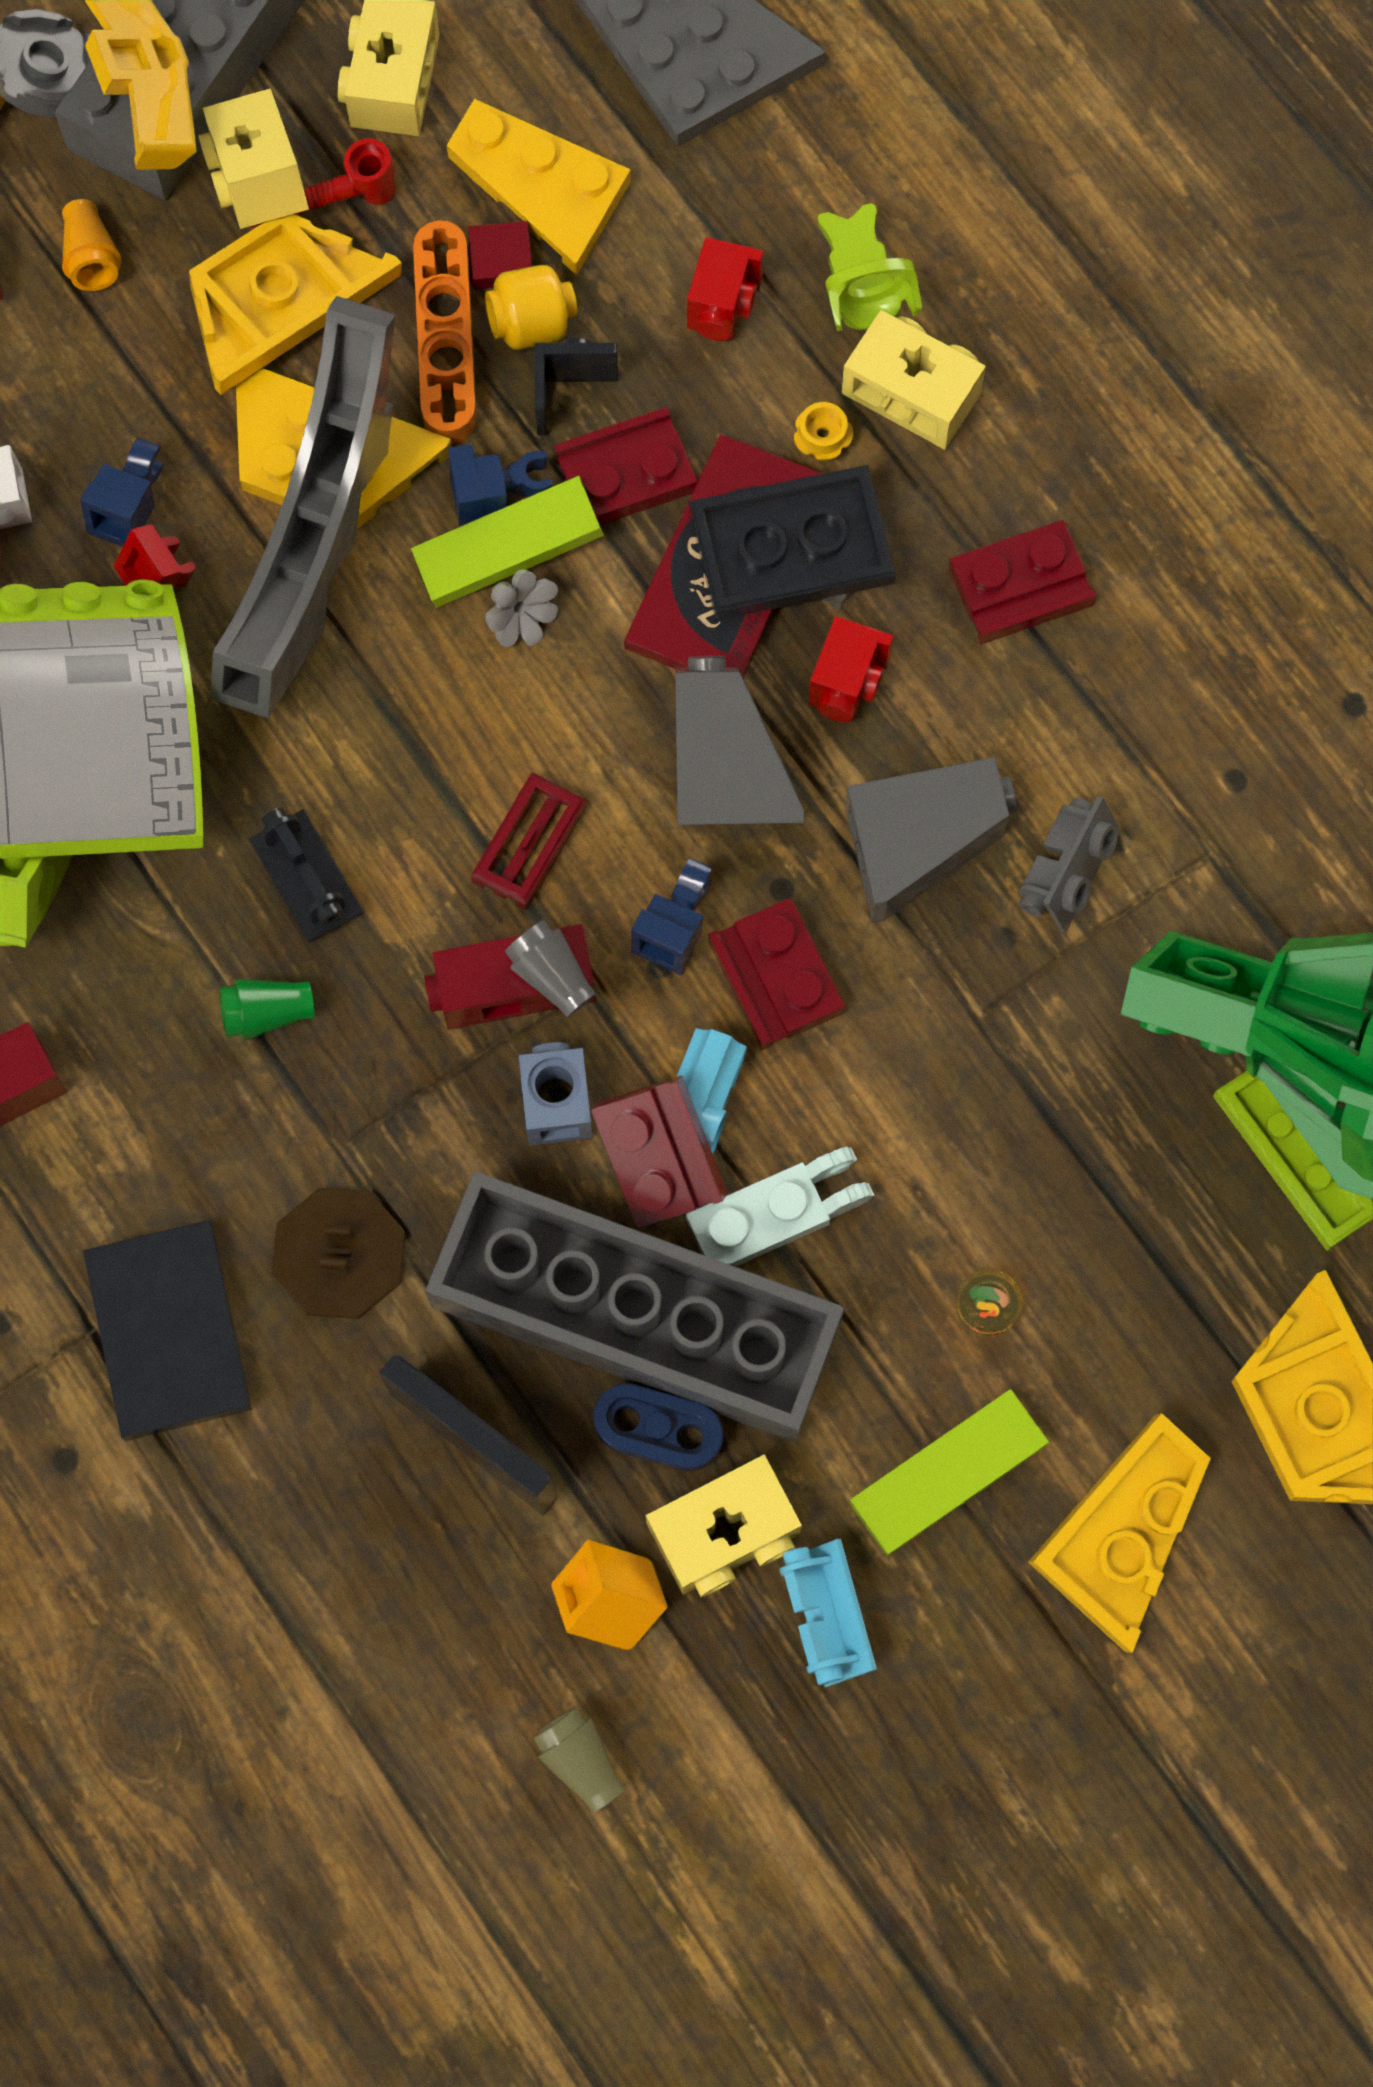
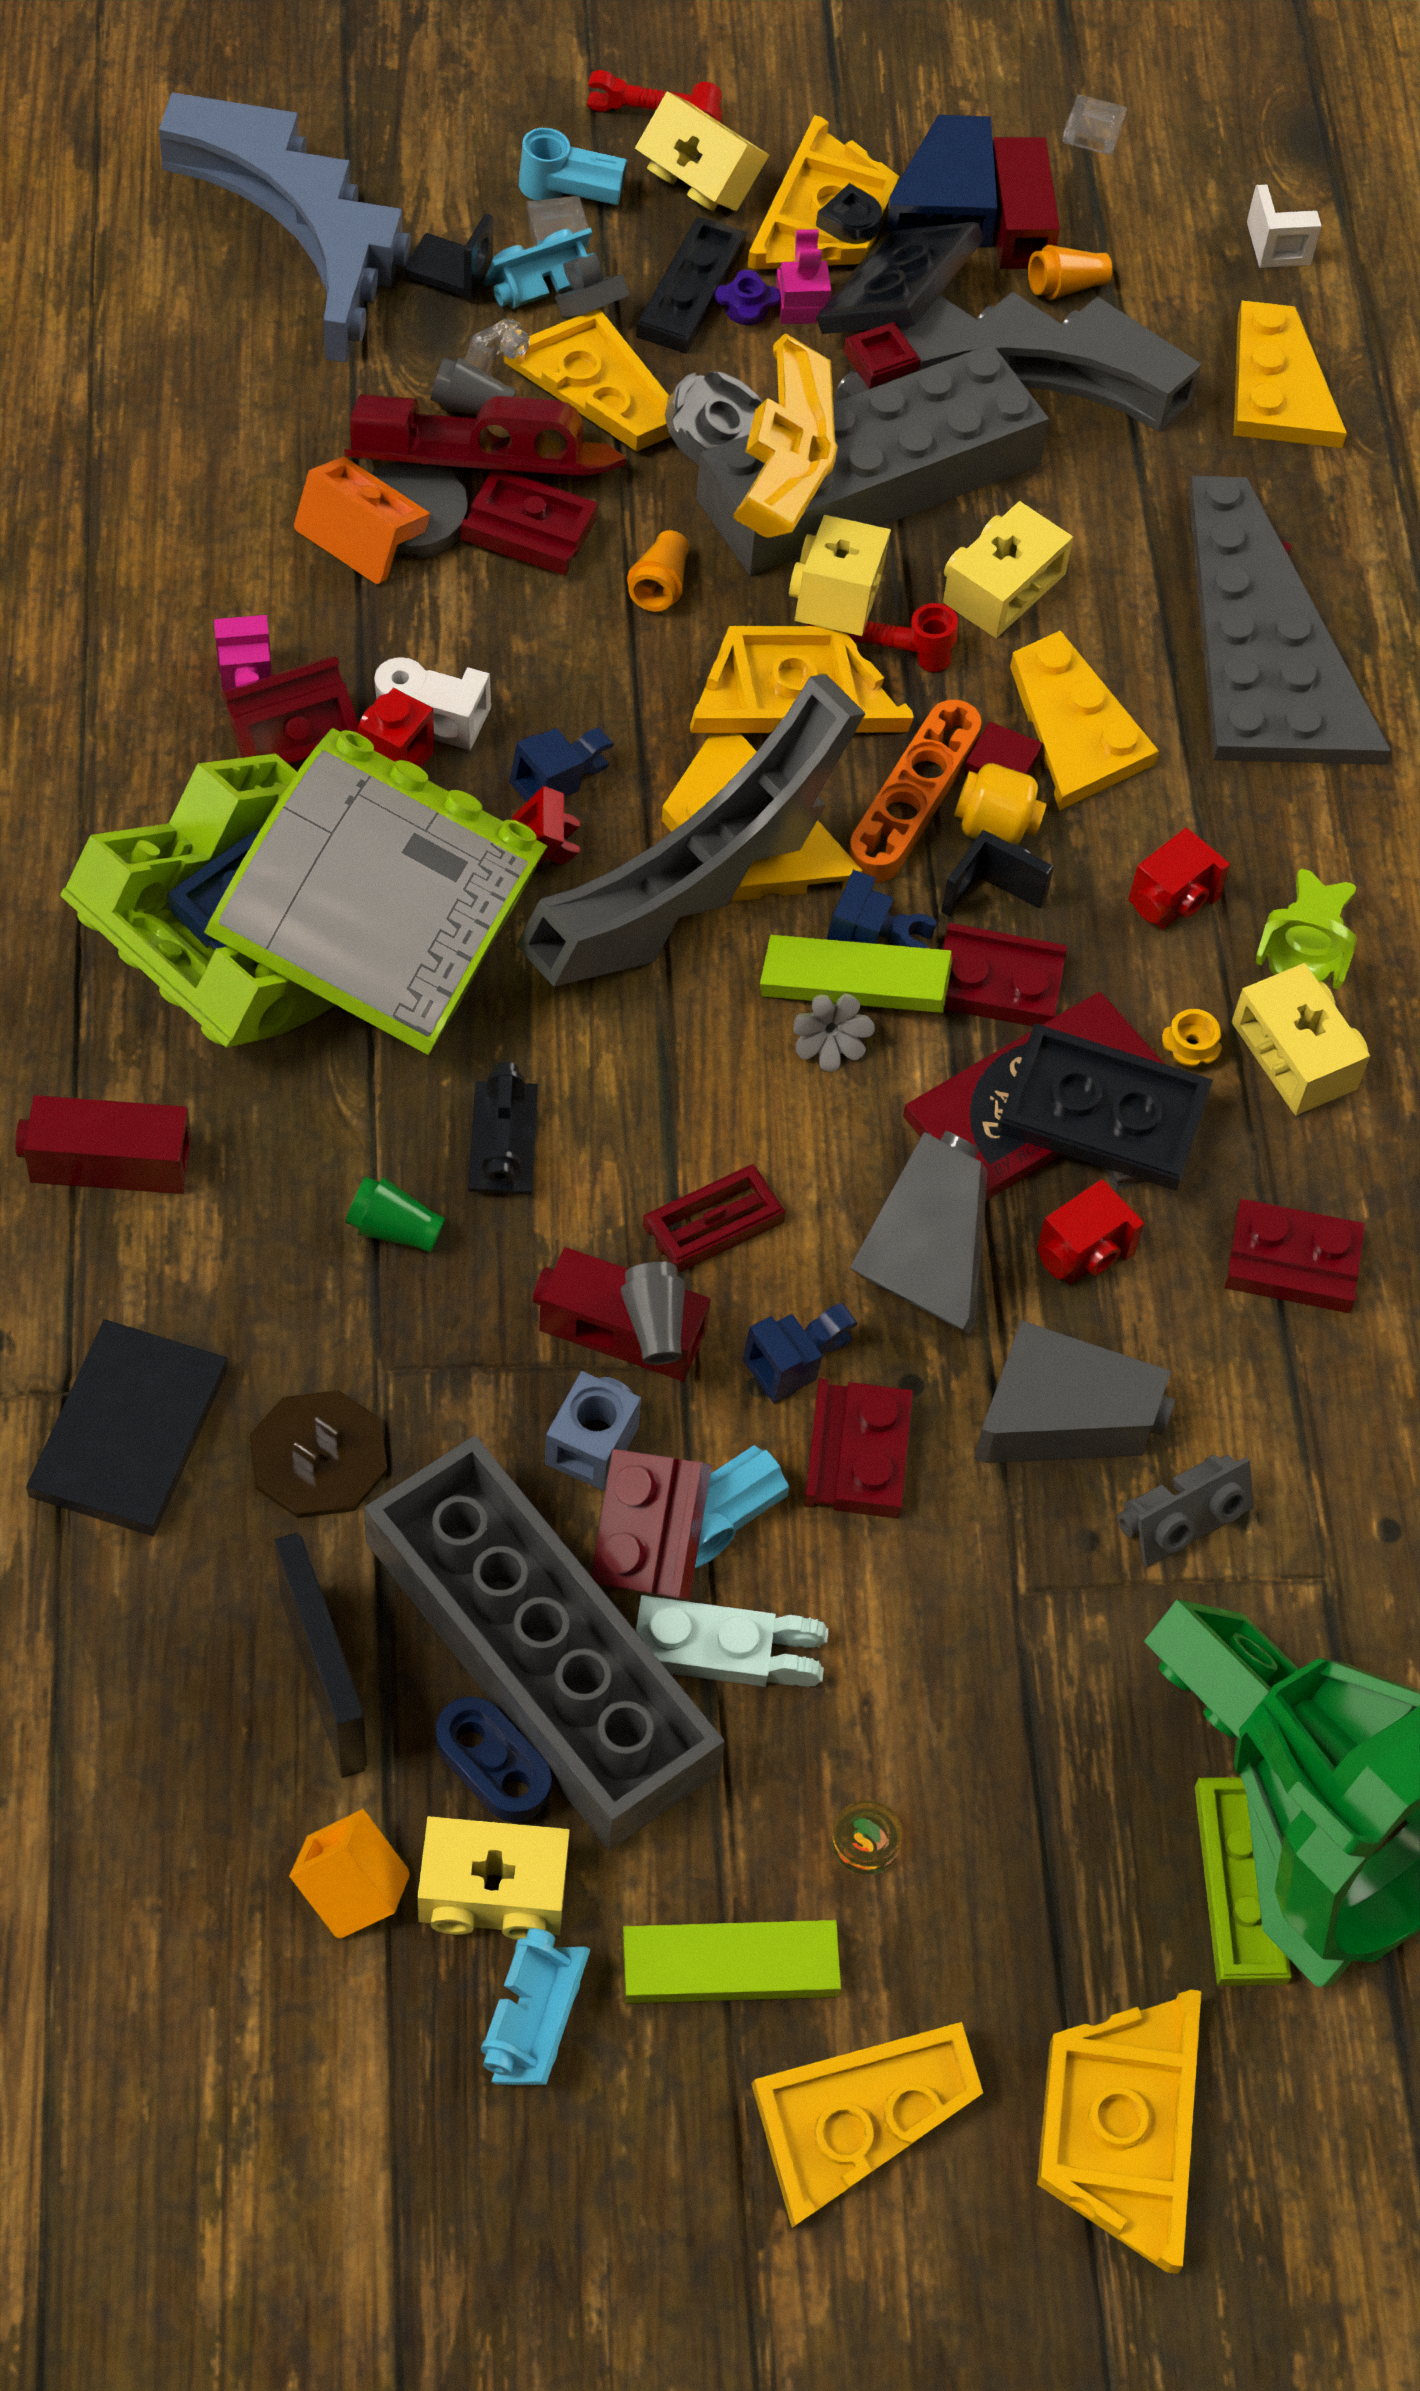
camera: 25 degrees right, 15 degrees down
(578, 1758) = (225, 1997): olive cone -> none

